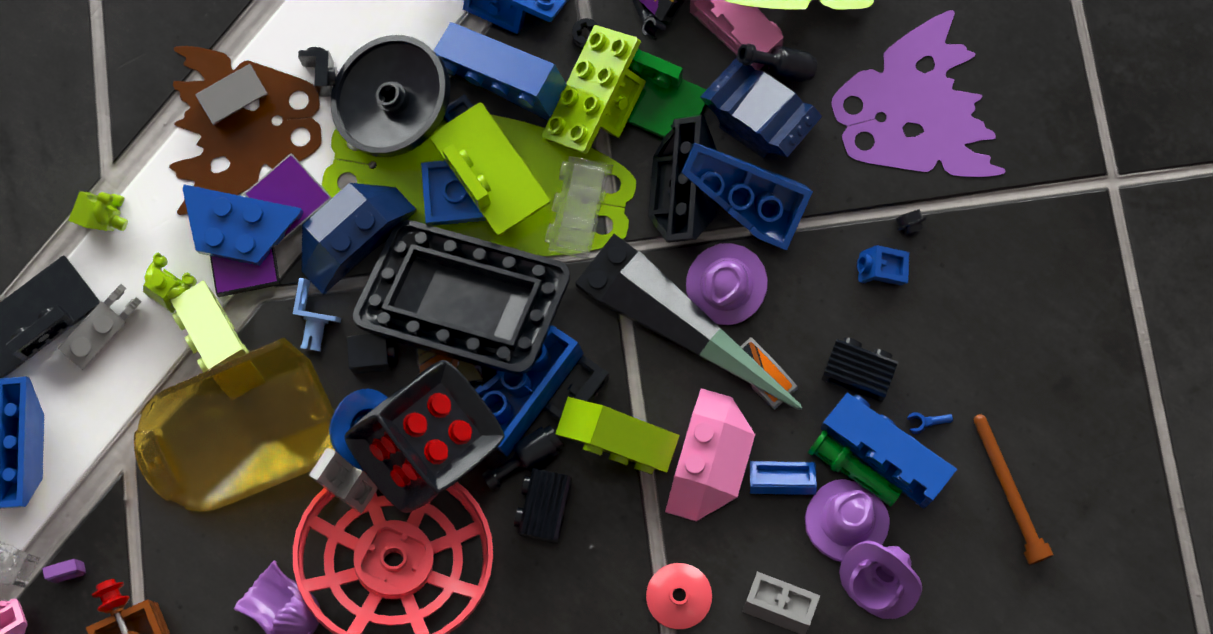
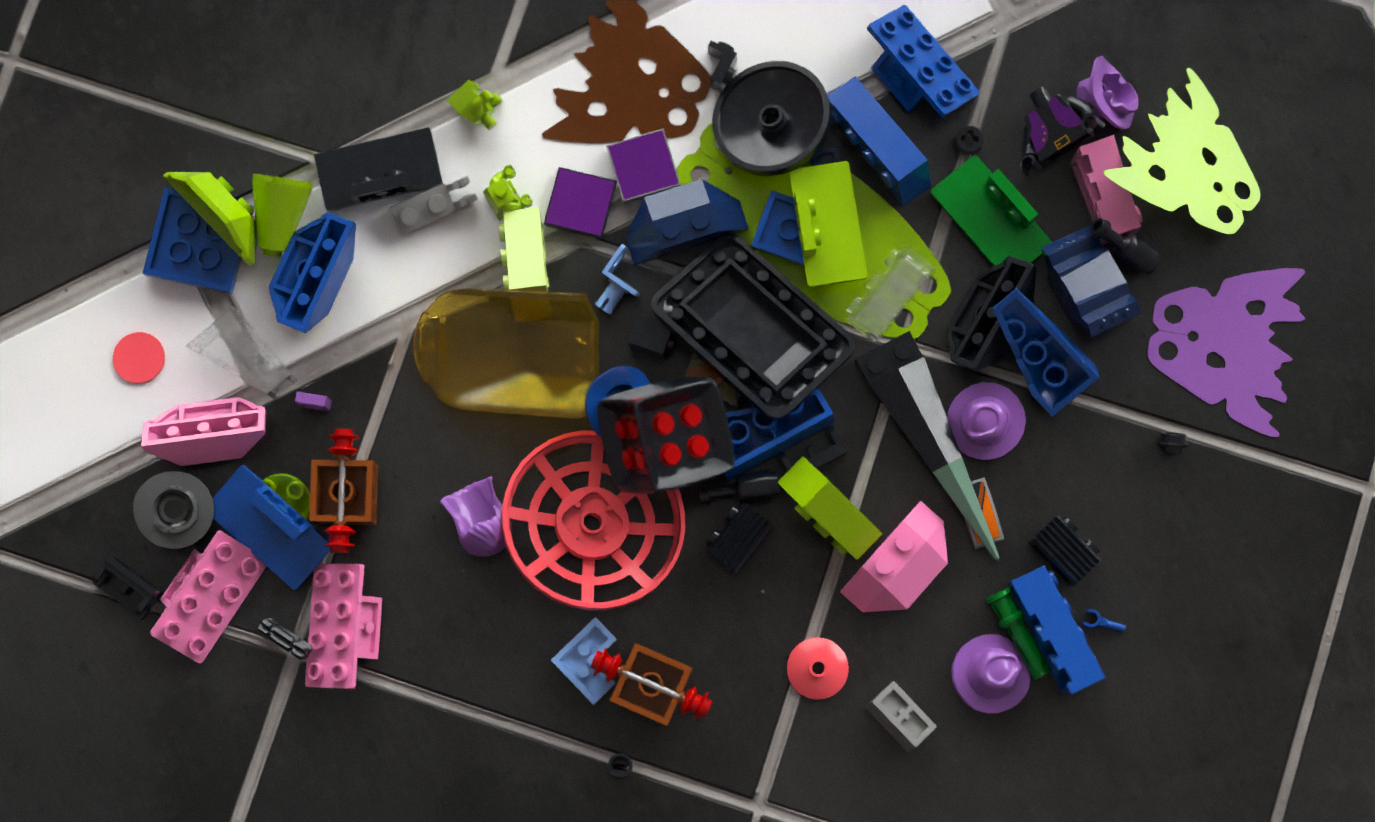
camera: 25 degrees right, 5 degrees up
(231, 94) = (635, 52): light grey hinge -> none
(236, 225) = (587, 170): blue wing -> none
(343, 480) = (581, 438): light grey slope -> none
(597, 92) = (953, 199): lime bracket -> none
(782, 477) = (953, 611): blue tile -> none
(880, 579) = (995, 737): medium lavender hat -> none
(883, 265) = (1130, 469): blue bracket -> none
(1035, 548) = (1141, 774): dark orange piece -> none

